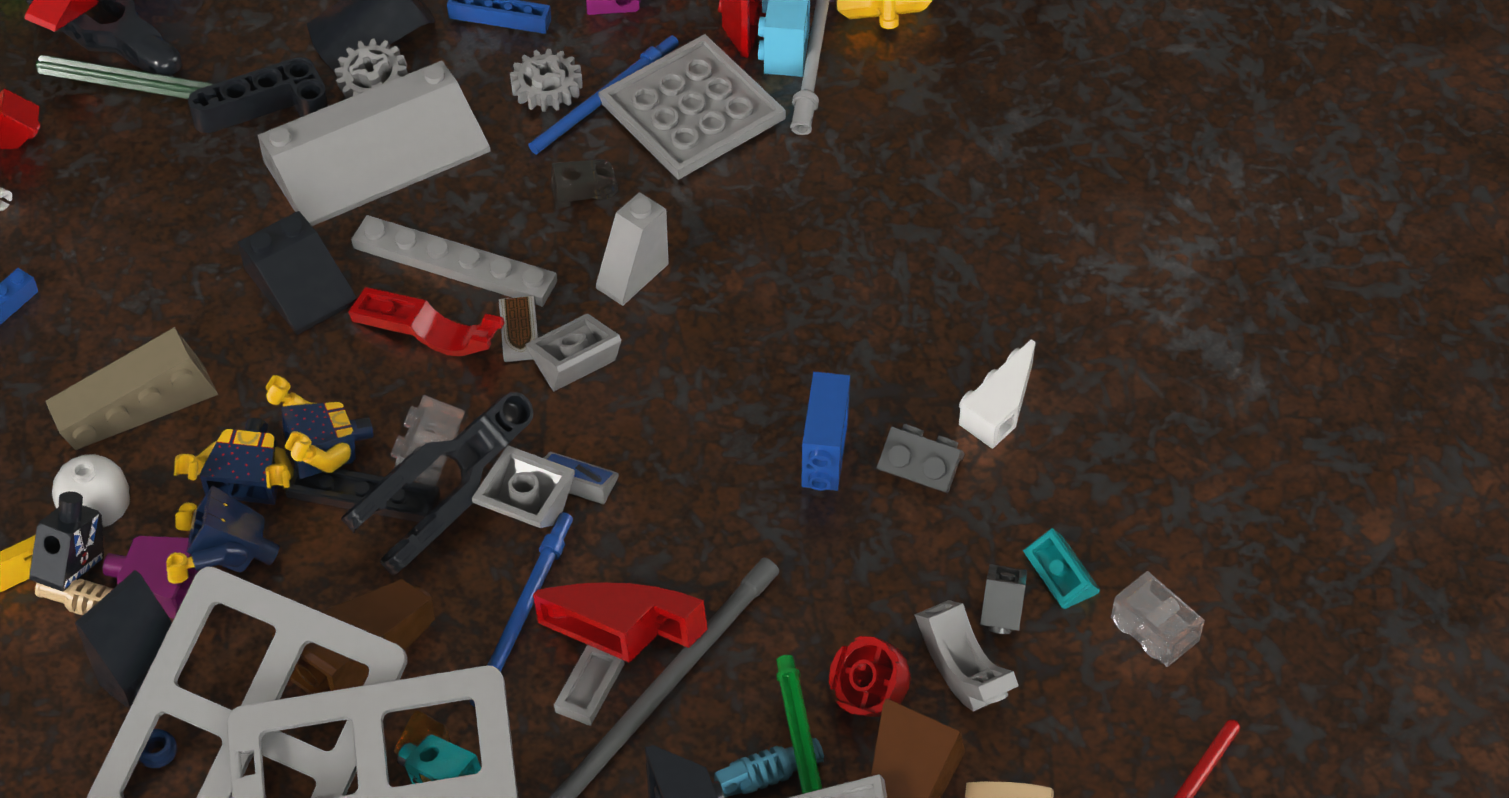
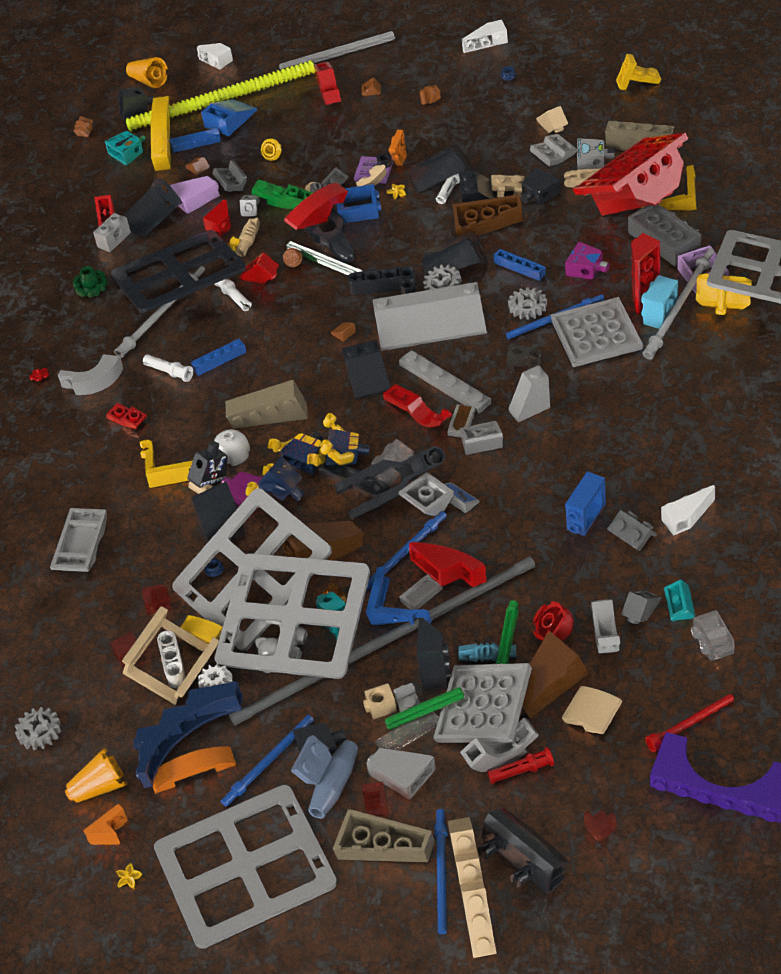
camera: 30 degrees right, 5 degrees down
(59, 85) = (292, 257): none -> dark orange piece
(219, 206) = (344, 331): none -> dark orange slope
(557, 747) = (384, 615): none -> blue hinge

